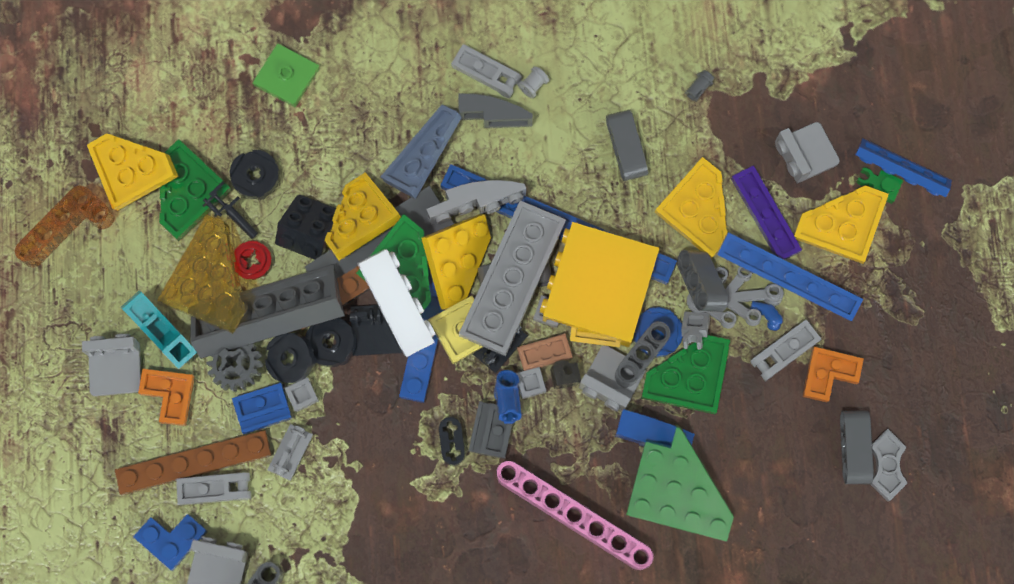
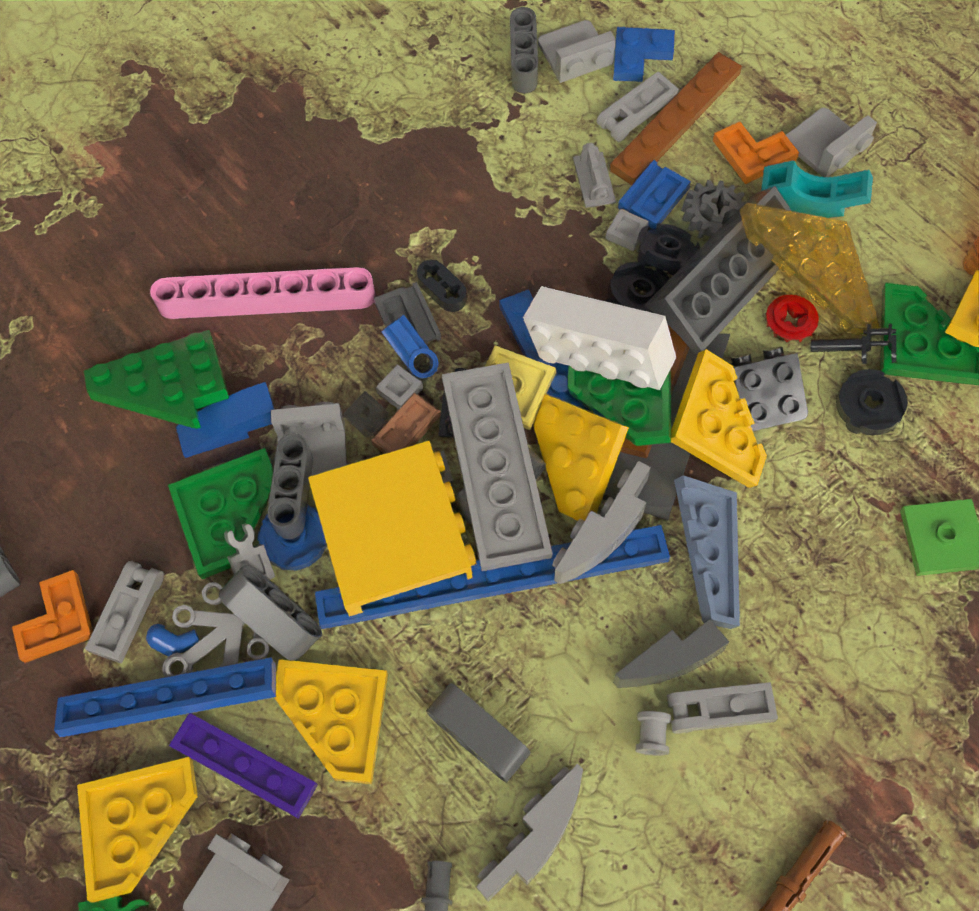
camera: 150 degrees right, 10 degrees down
(622, 75) = (547, 821): none -> light grey slope

